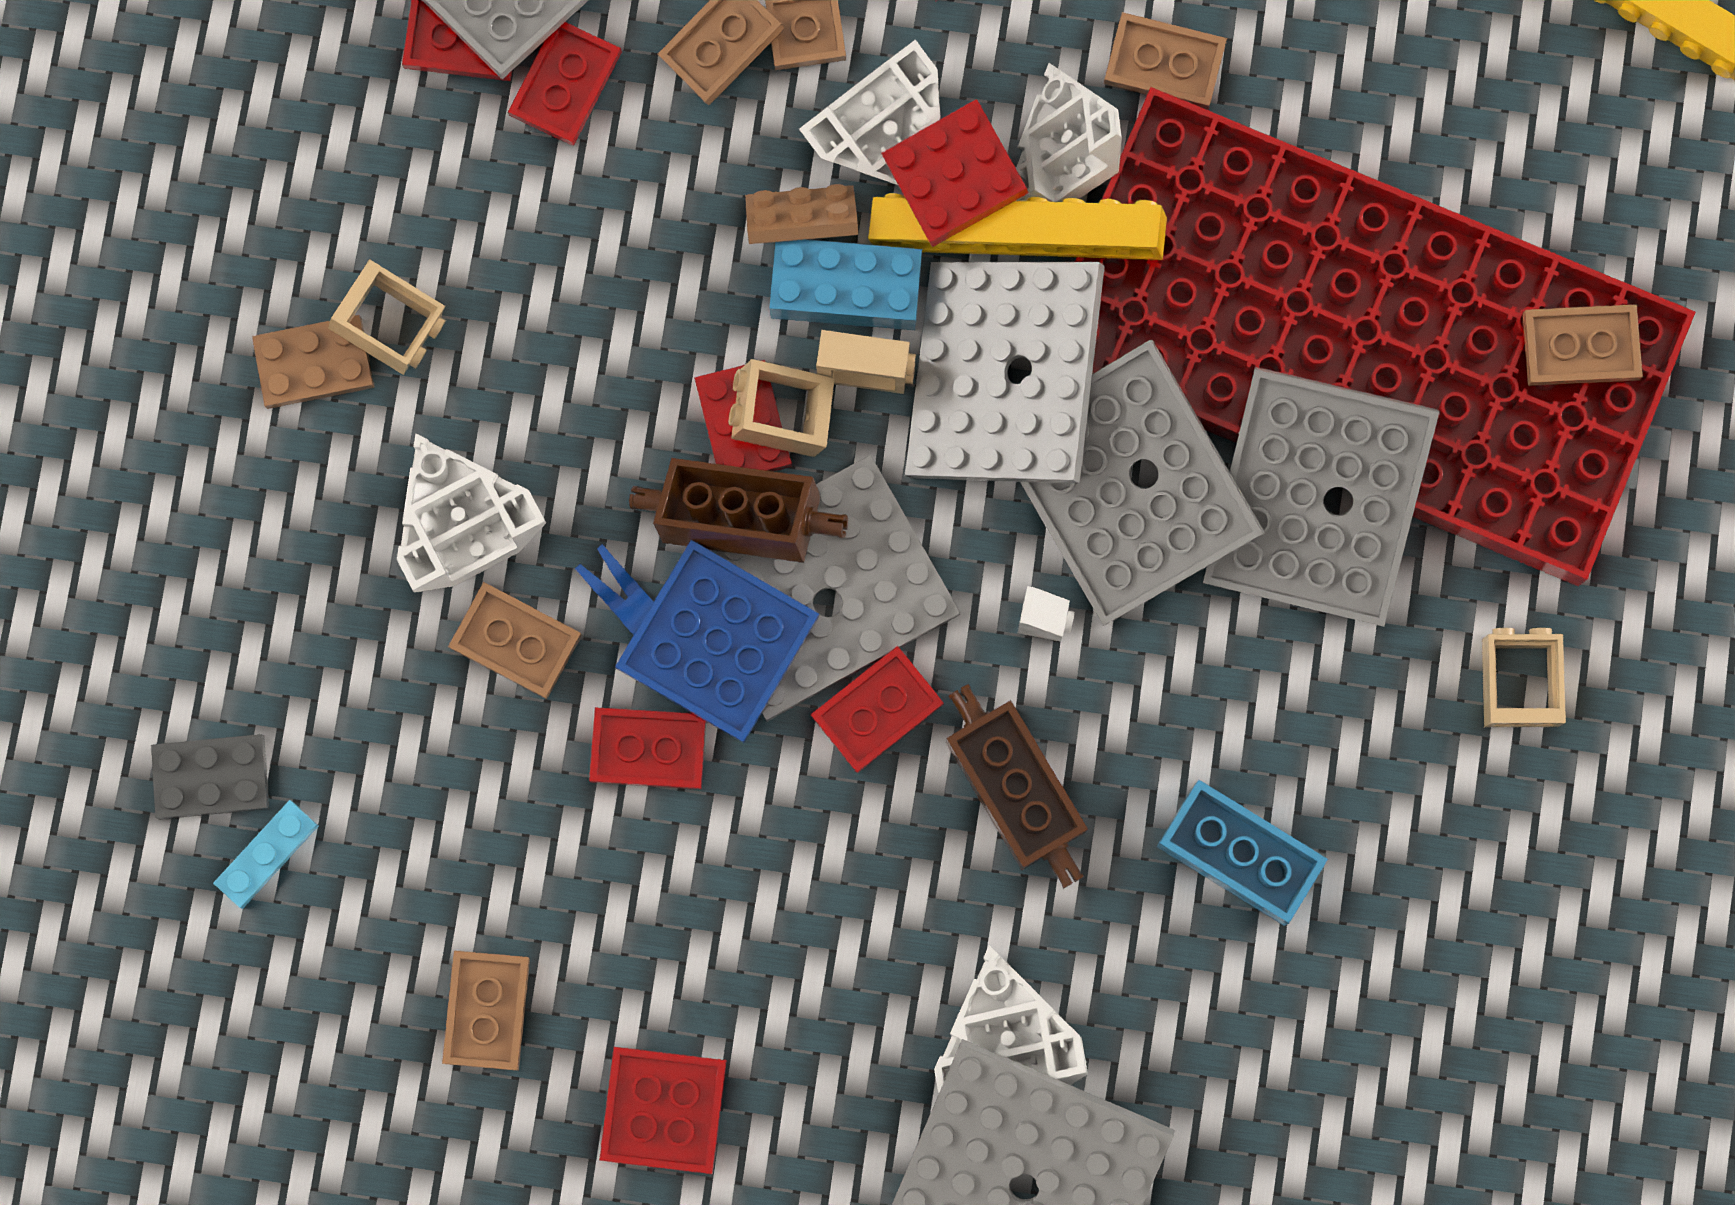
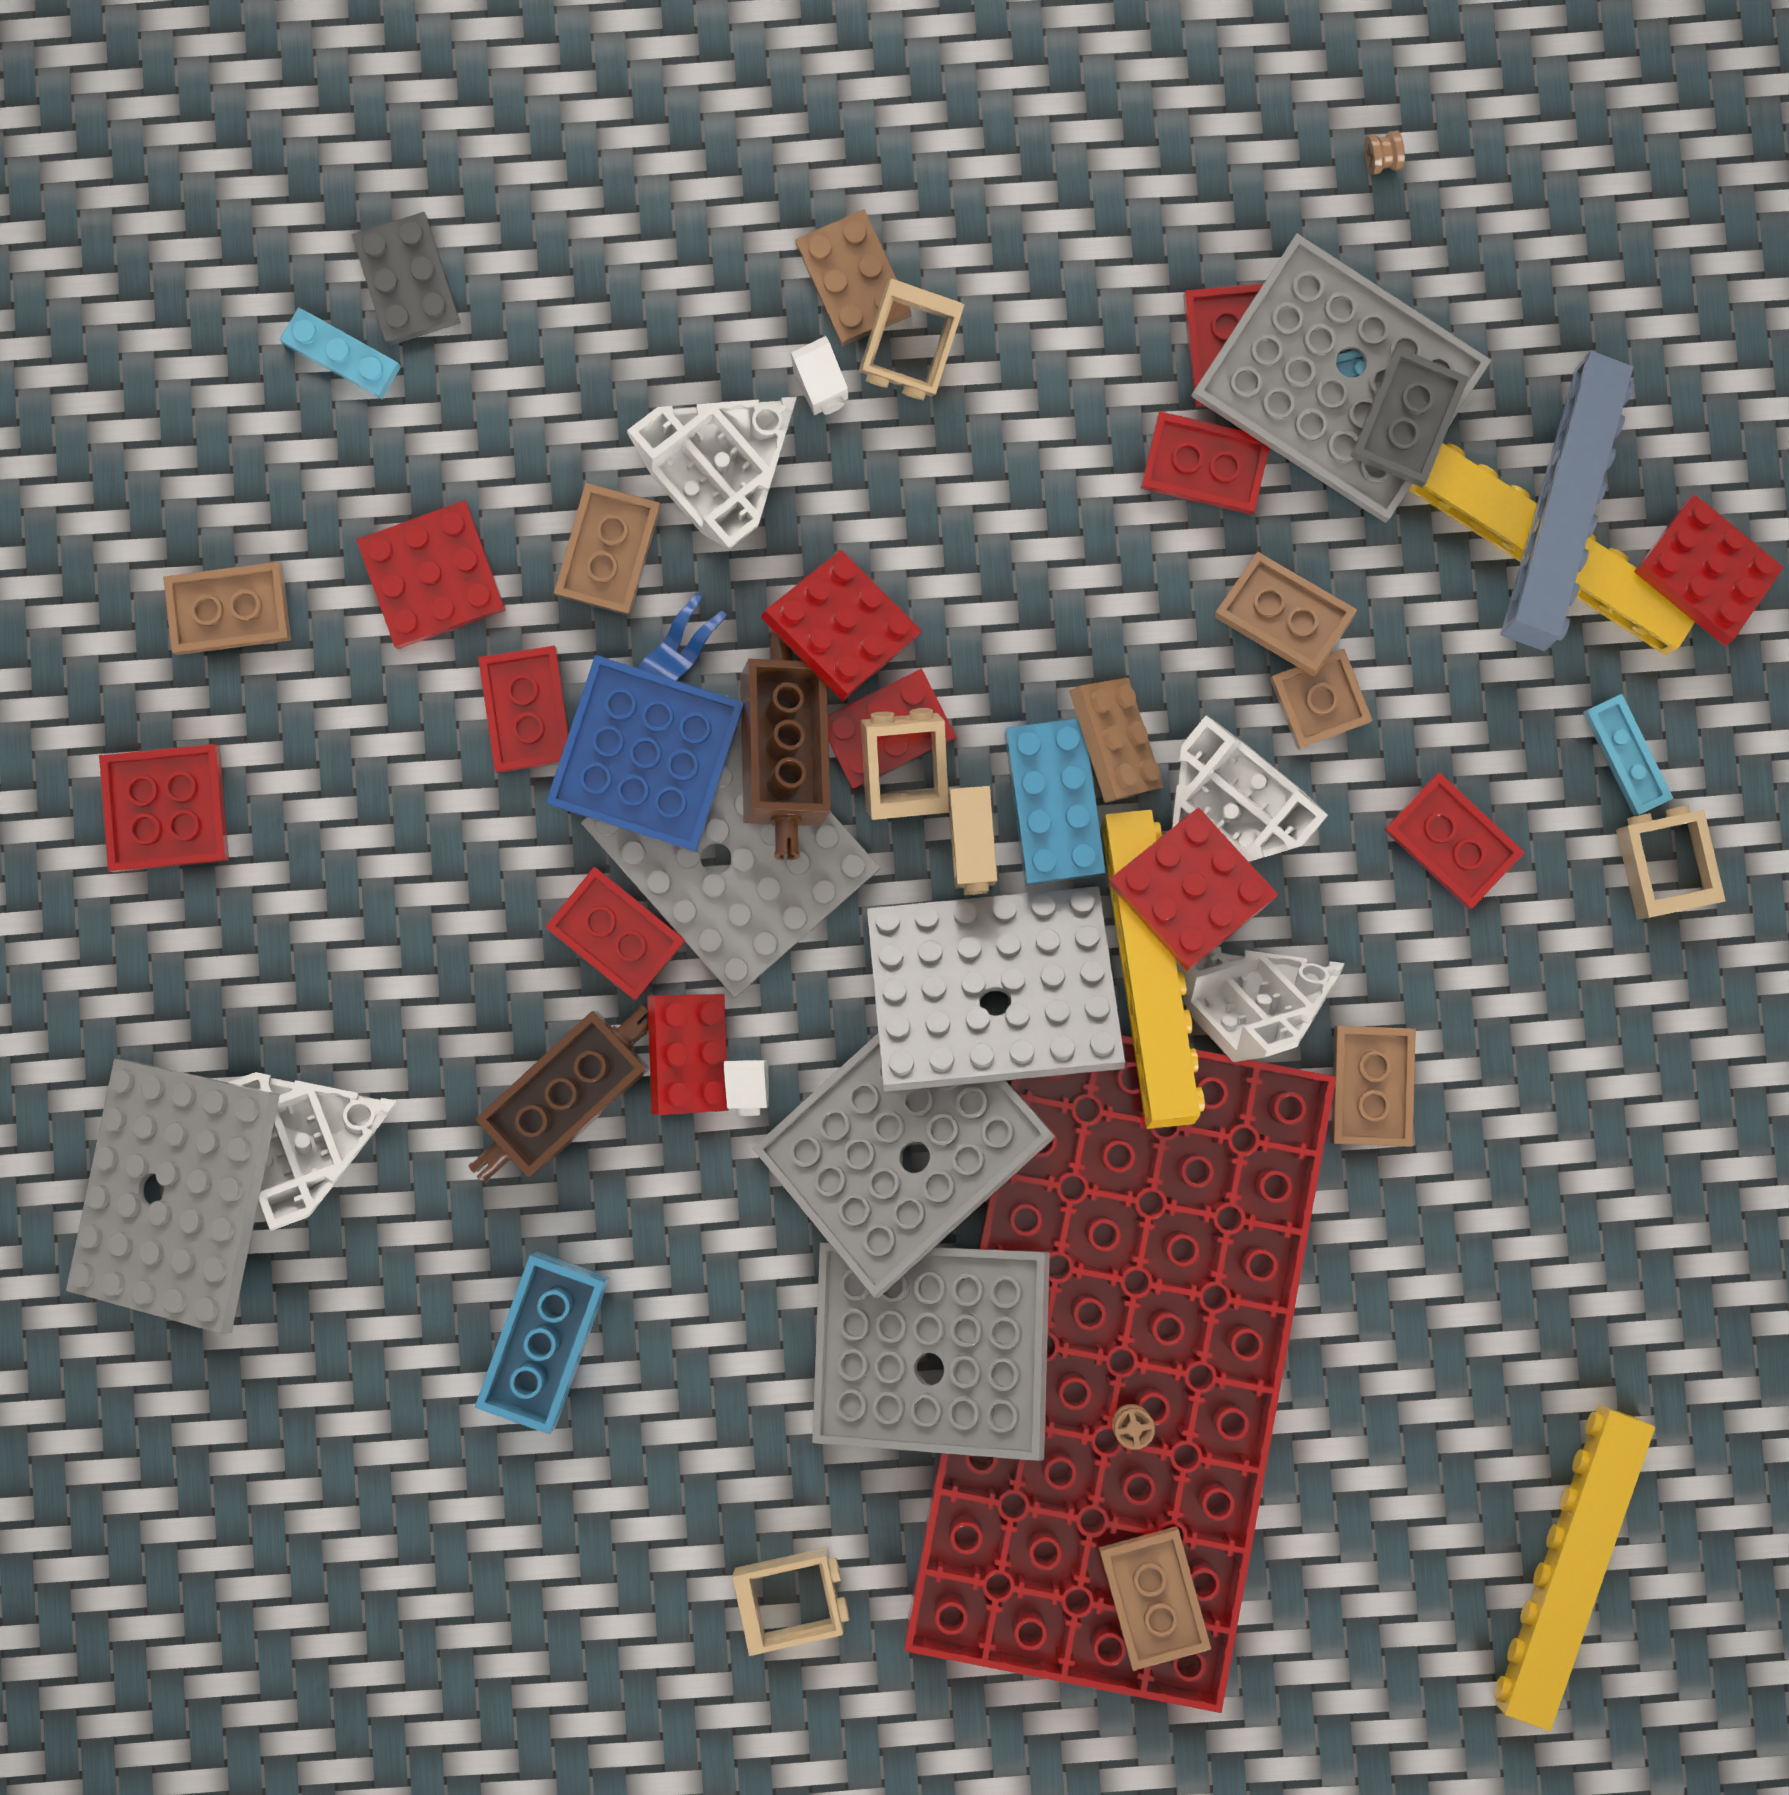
camera: 75 degrees right, 5 degrees up
(403, 408) = (820, 376): none -> white slope
(499, 812) = (431, 574): none -> red plate
(638, 437) = (841, 624): none -> red plate
(1004, 664) = (687, 1053): none -> red plate
(1427, 322) = (1134, 1434): none -> medium nougat wheel

